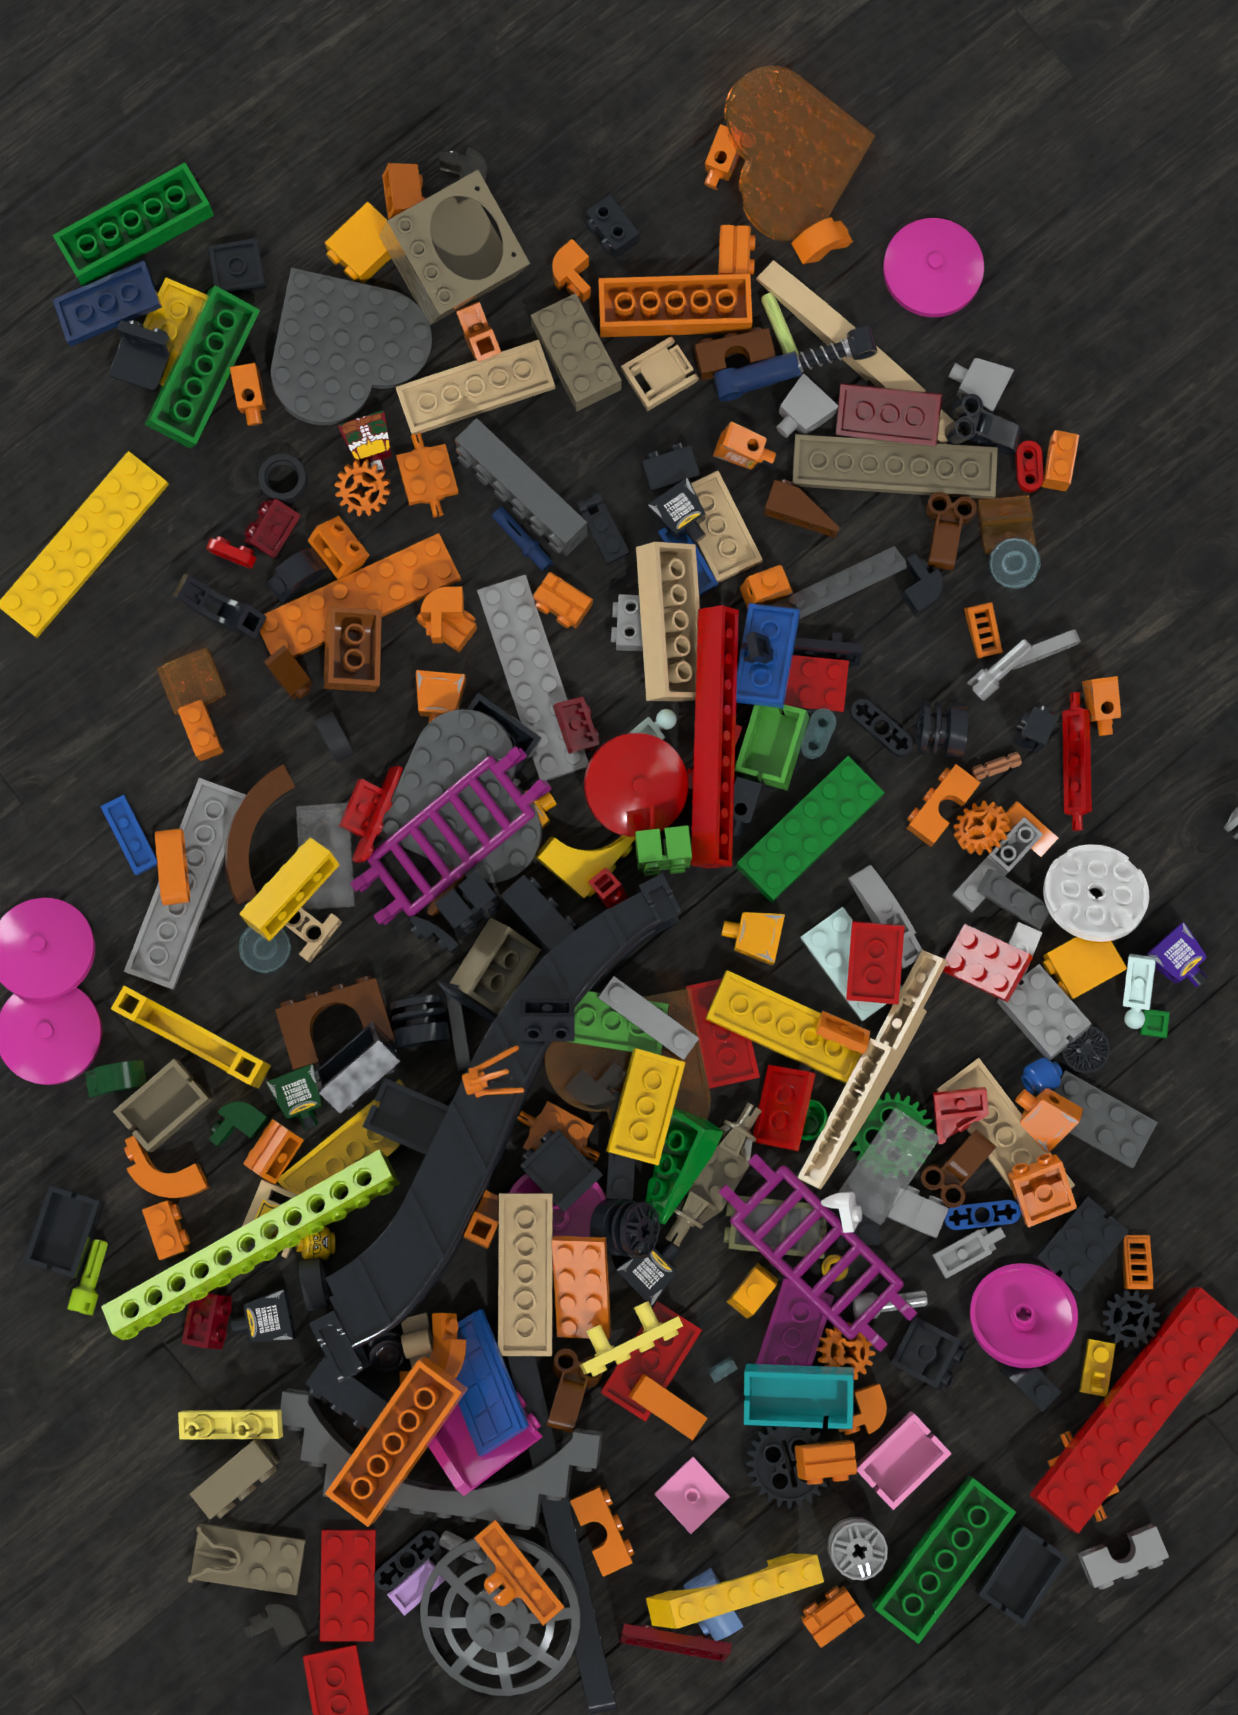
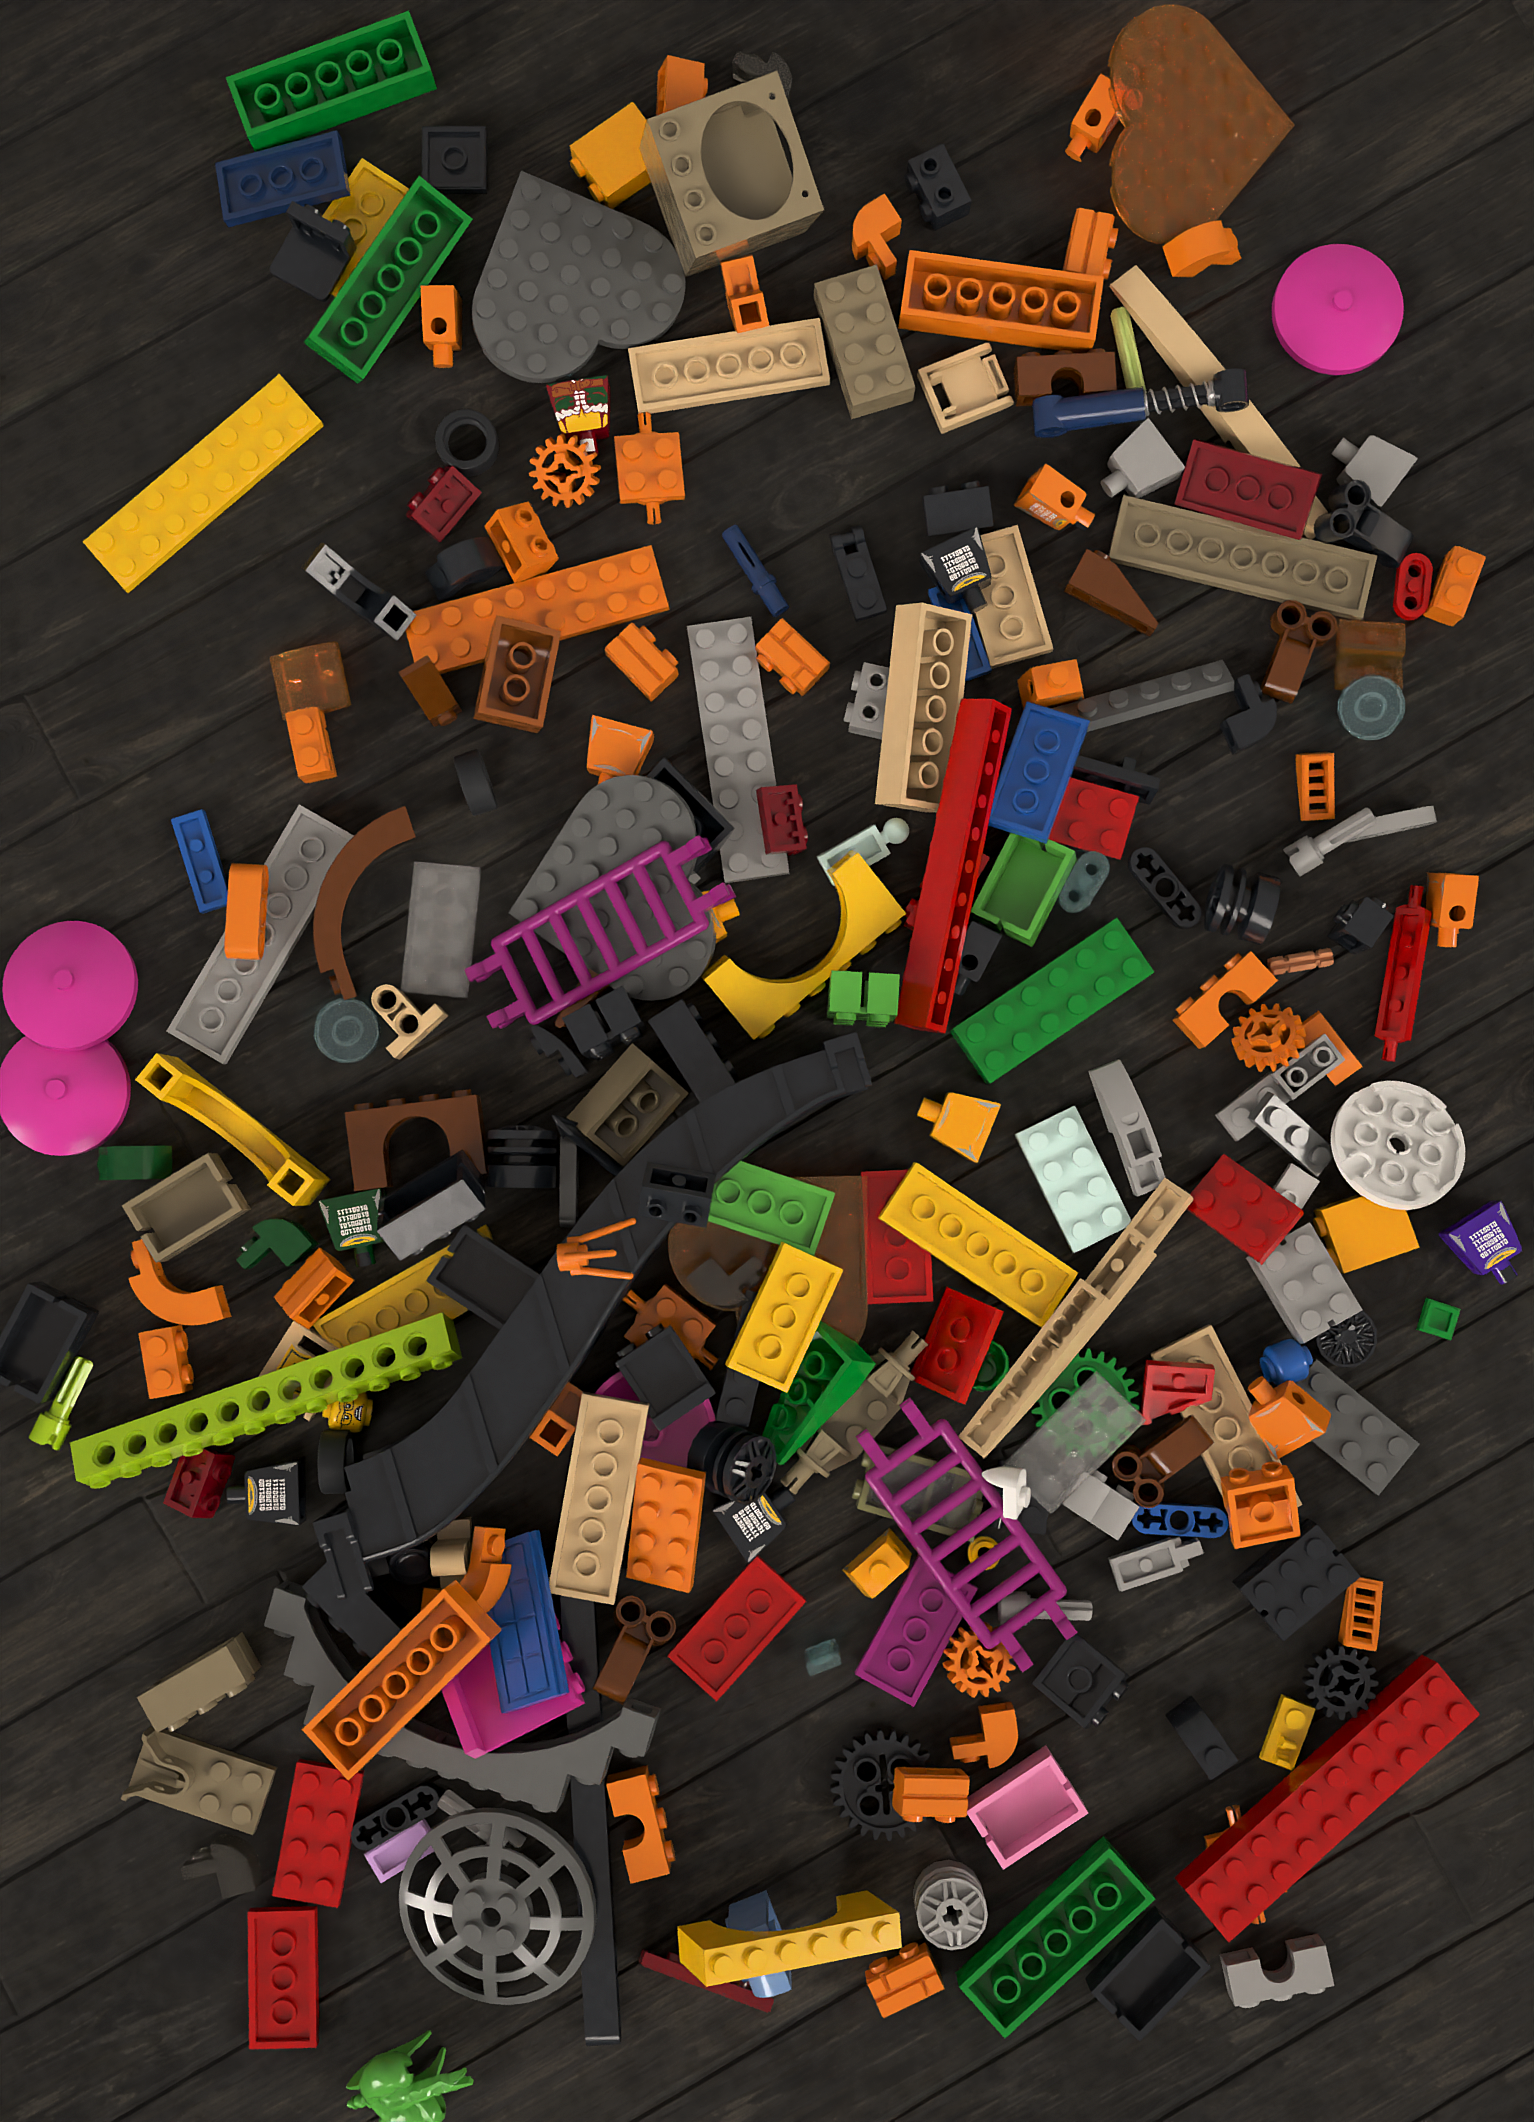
camera: 15 degrees right, 5 degrees up
(222, 548) = (377, 519): red plate -> none
(230, 1424) = (205, 1616): light yellow plate -> none
(289, 889) = (386, 965): yellow brick -> none
(367, 809) = (502, 881): red bracket -> none
(440, 604) = (634, 637): orange brick -> none
(516, 1575) = (521, 1871): orange plate -> none
(521, 488) = (763, 504): dark grey brick -> none
(608, 888) = (785, 1034): red leg -> none
(608, 1353) = (731, 1606): light yellow plate -> none
(635, 784) = (843, 908): red dish -> none
(648, 1018) = (806, 1206): light grey plate -> none
(668, 1406) = (747, 1689): orange tile -> none
(691, 1495) = (758, 1799): bright pink plate -> none
(758, 647) = (1029, 762): black tile -> none
(798, 1396) = (911, 1709): teal piece -> none
(843, 1032) = (1047, 1265): orange plate -> none
(875, 962) = (1104, 1185): red plate -> none
(1023, 1315) = (1209, 1656): dark pink dish -> none
(1138, 988) = (1428, 1274): light aqua plate -> none

